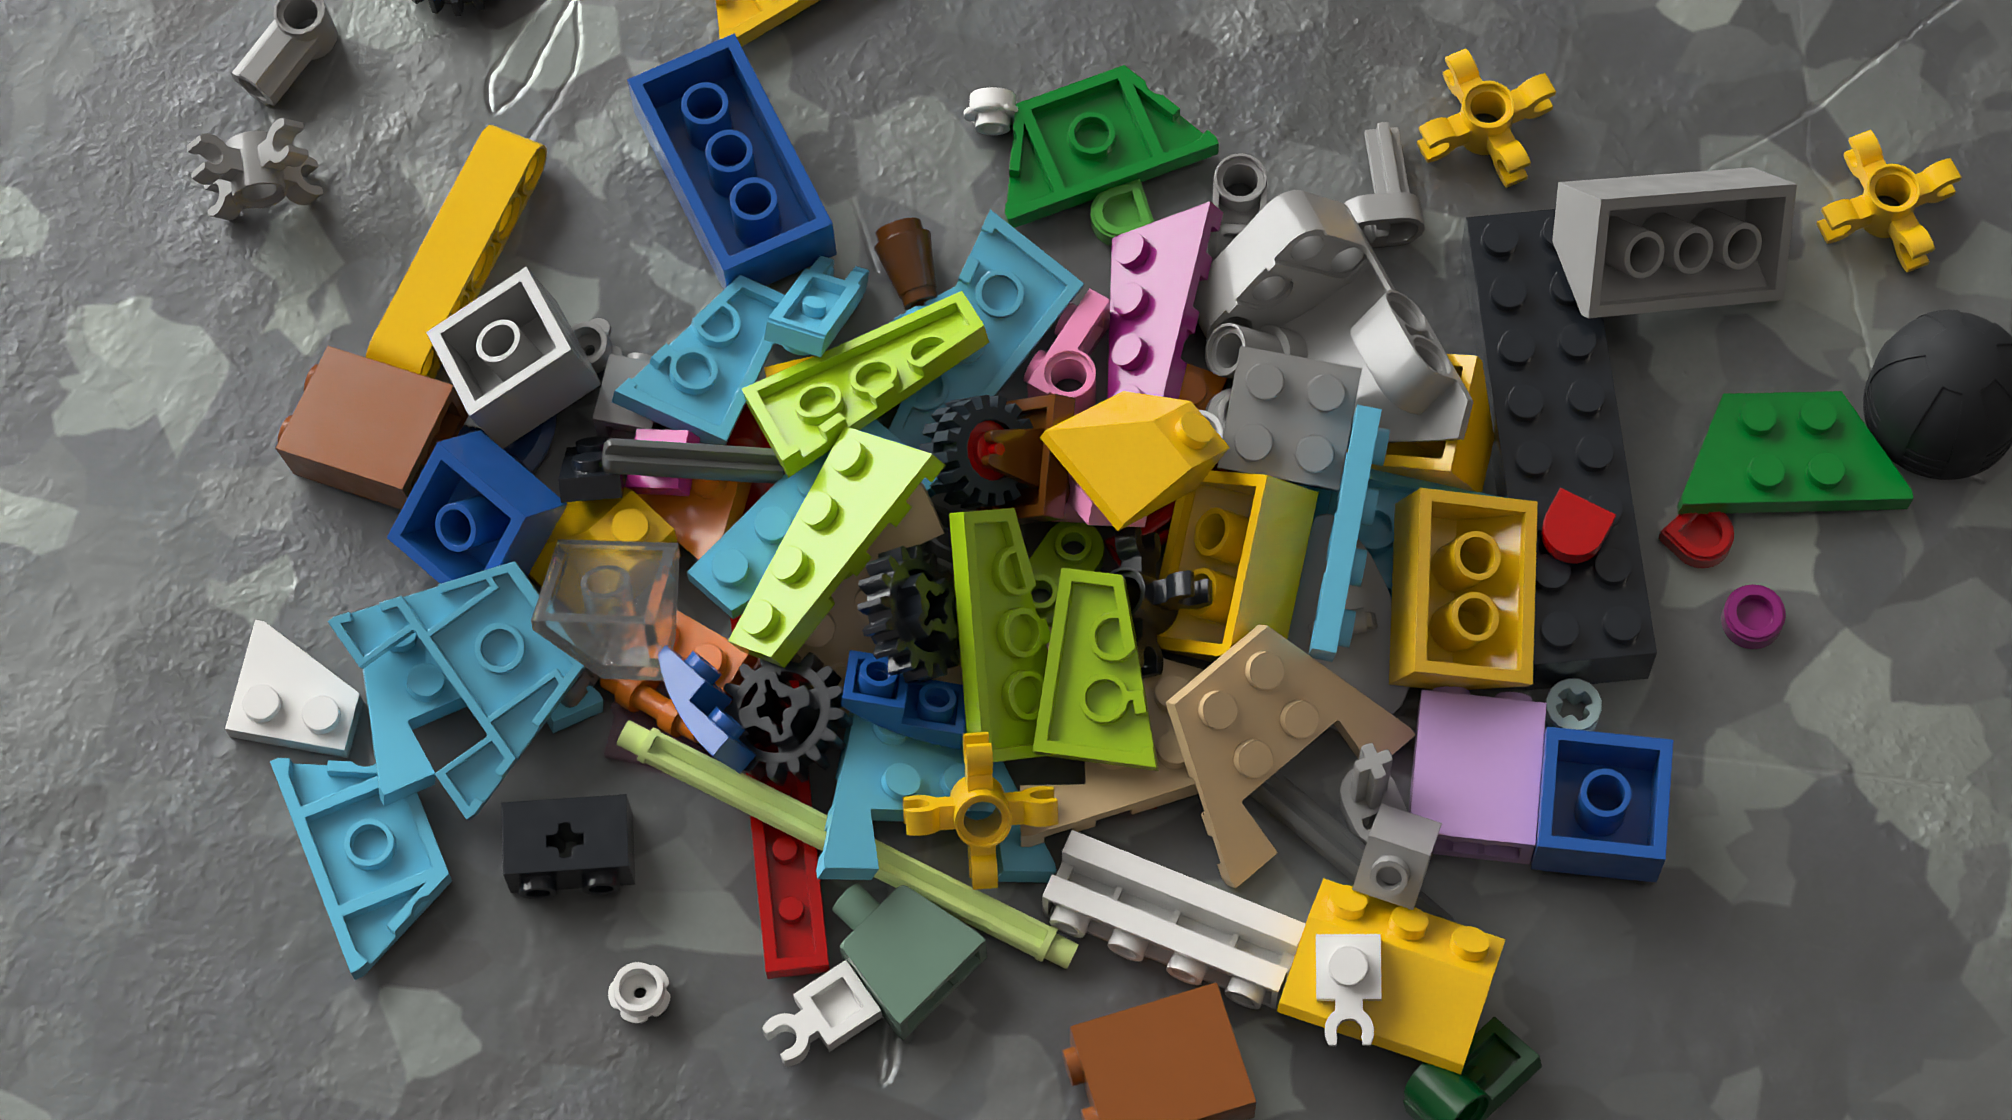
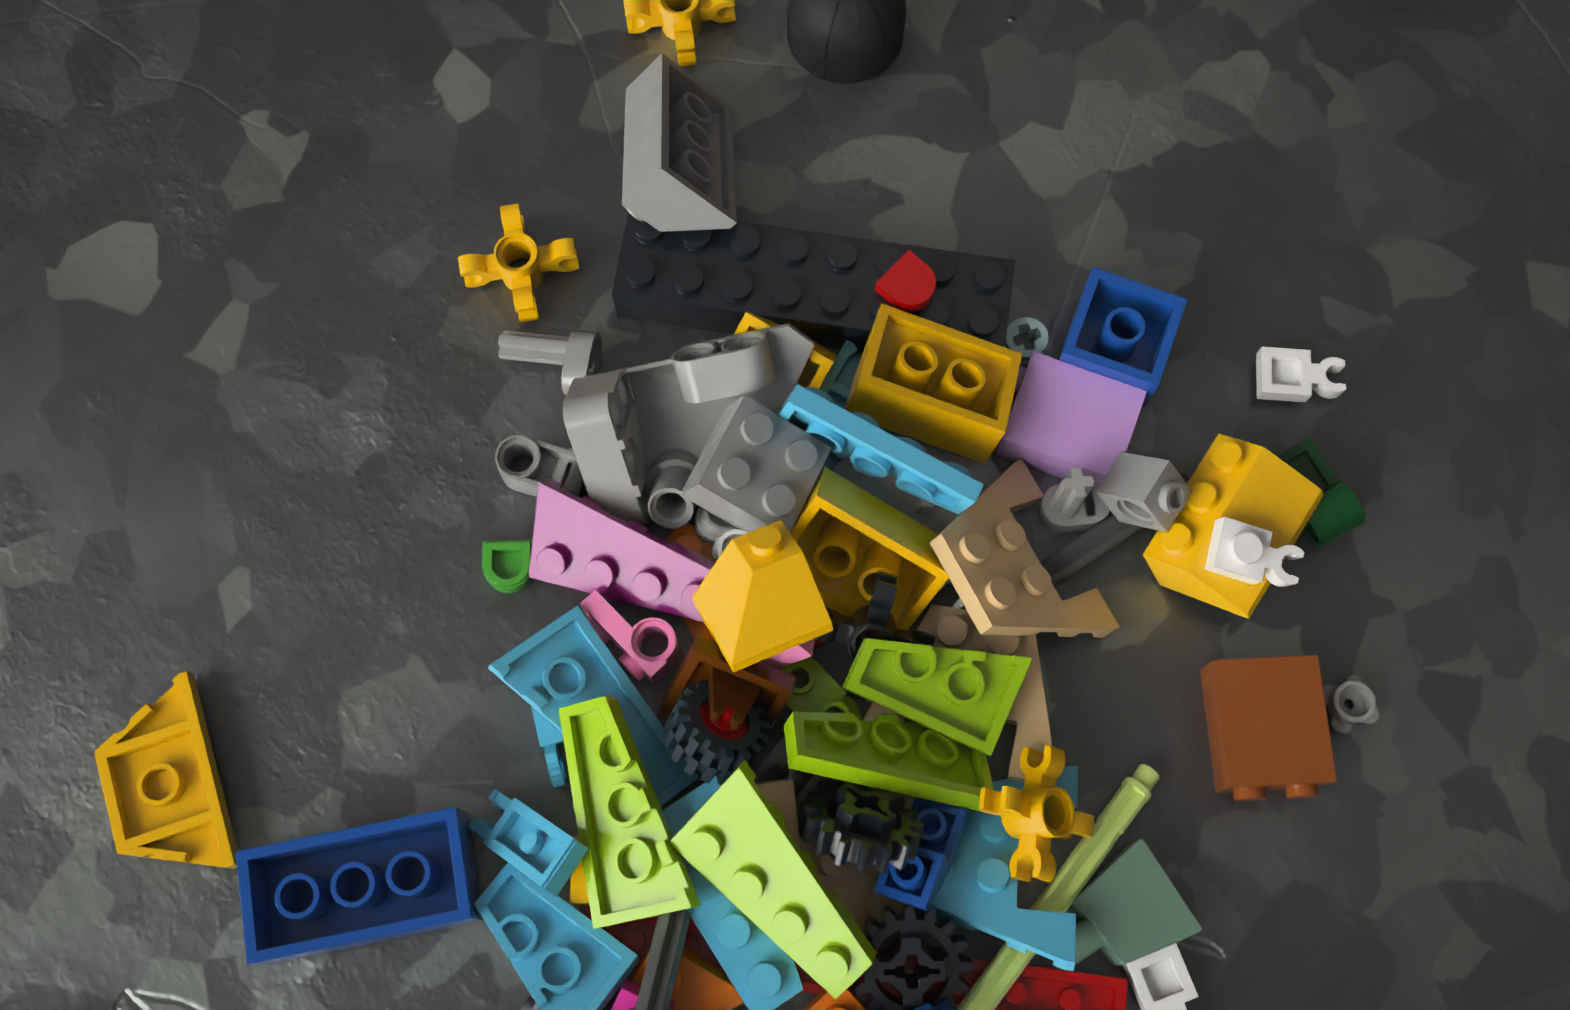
camera: 80 degrees left, 5 degrees up
(908, 260) = (498, 751): reddish brown cone -> none
(992, 110) = (379, 645): white plate -> none
(1094, 140) = (435, 570): green wing -> none
(1172, 921) = (1141, 684): white brick -> none
(1627, 1031) = (1291, 376): none -> white plate
(1699, 538) = (904, 215): red tile -> none
(1753, 616) = (979, 198): magenta tile -> none
(1791, 458) = (862, 136): green wing -> none

